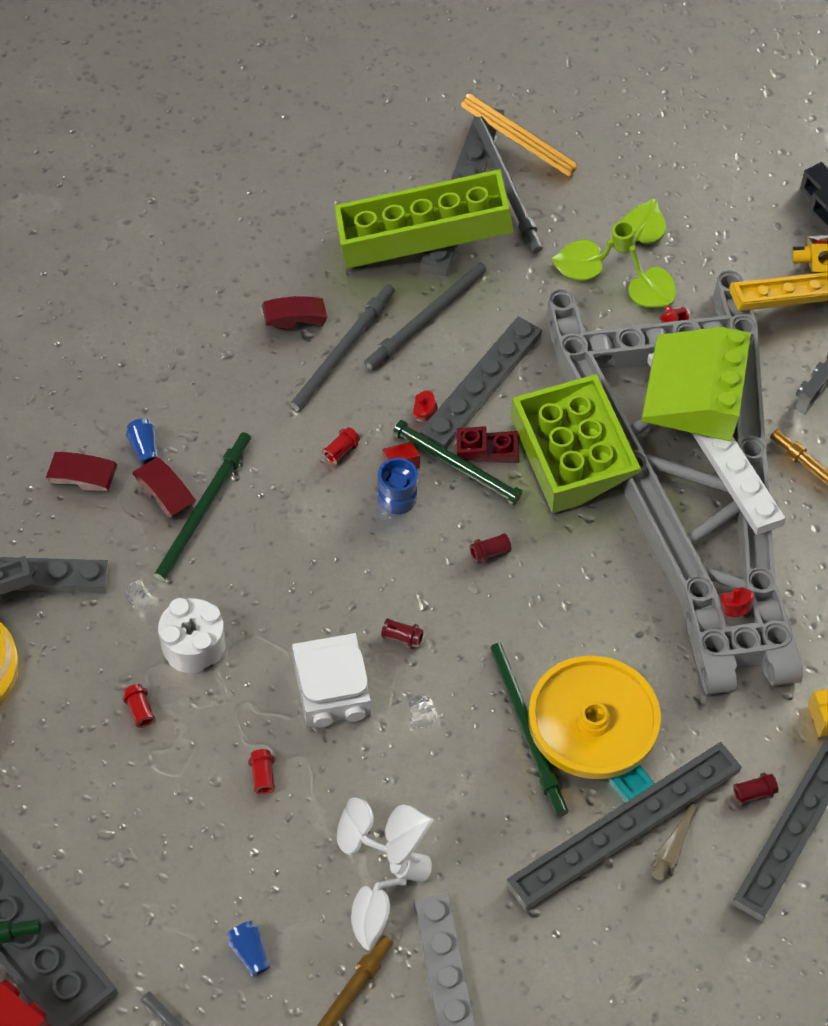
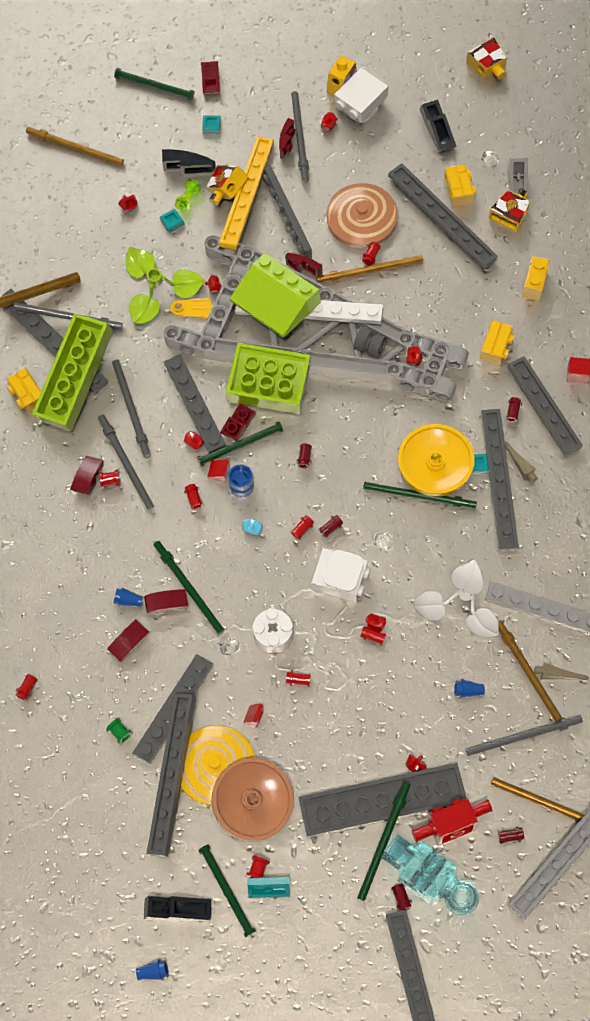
camera: 55 degrees left, 10 degrees up
(53, 679) = (254, 715): none -> red slope
(88, 930) = (415, 764): none -> red piece
(286, 765) = (375, 622): none -> red piece
(307, 341) = (109, 479): none -> red bush
(340, 536) = (252, 526): none -> medium azure piece
(372, 182) = (24, 389): none -> yellow brick
(378, 598) = (301, 528): none -> red pin
(620, 310) = (192, 308): none -> yellow piece
(717, 534) = (370, 342): none -> dark grey wheel
(719, 170) = (128, 203): none -> red piece
(733, 229) = (172, 220): none -> teal tile
(745, 44) = (44, 135): none -> pearl gold bar
(783, 402) = (300, 263): none -> dark red slope
(799, 226) = (192, 187): none -> clear neon green bar

